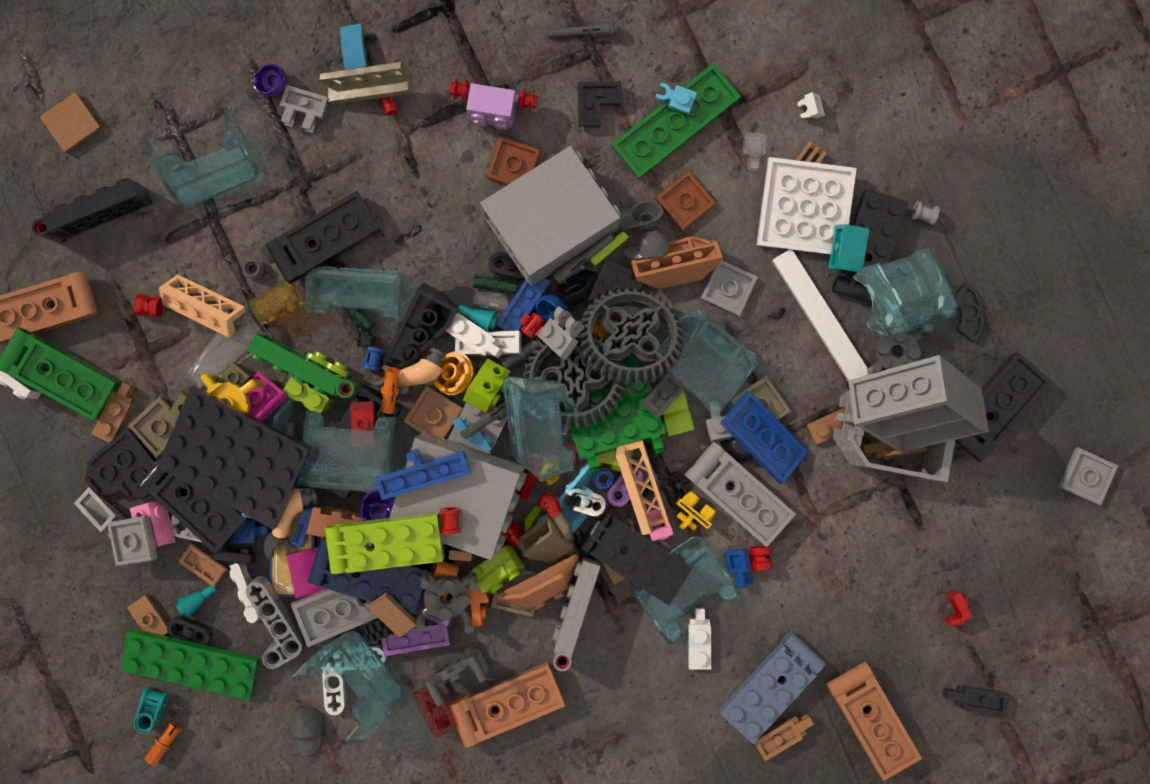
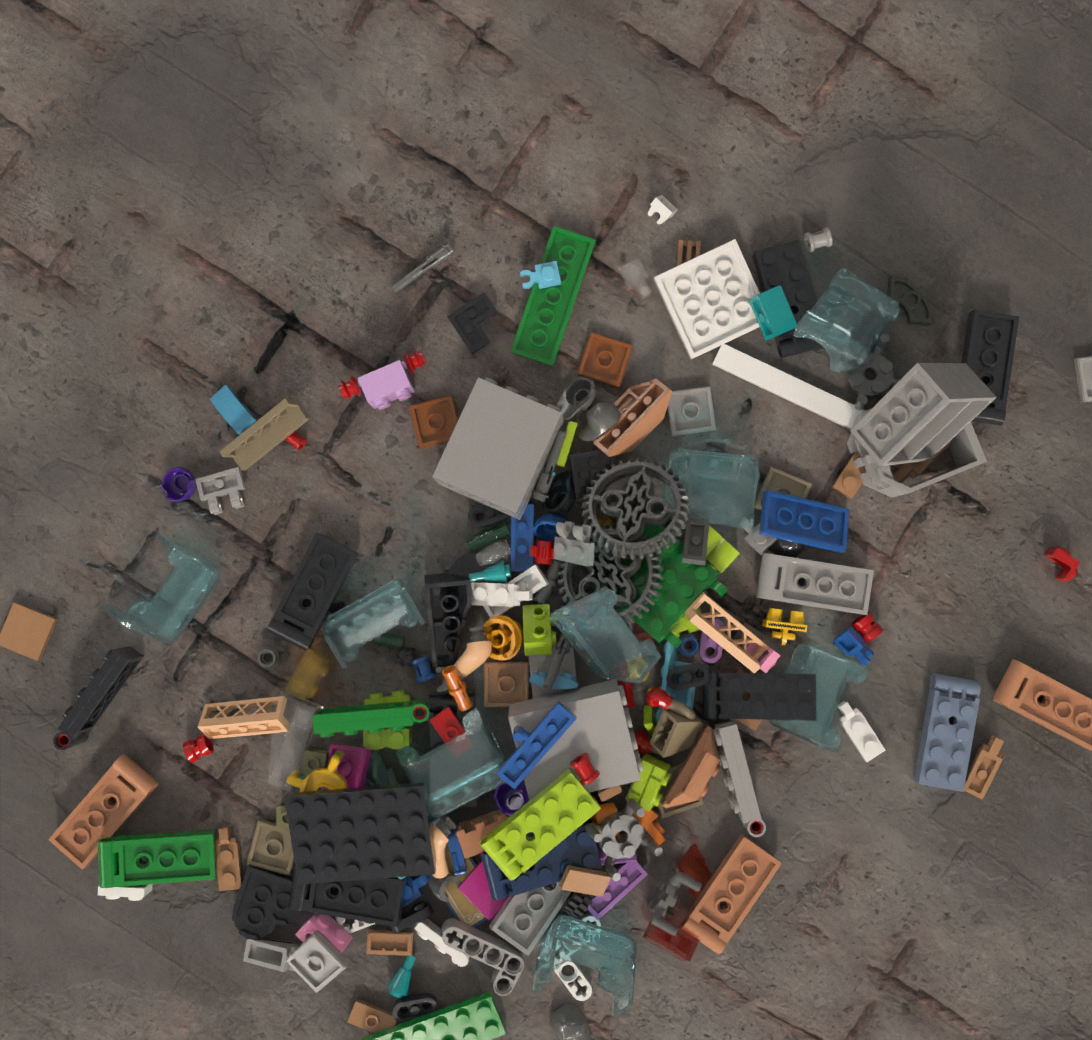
camera: 30 degrees left, 0 degrees up
(492, 663) = (695, 867): none -> clear red piece

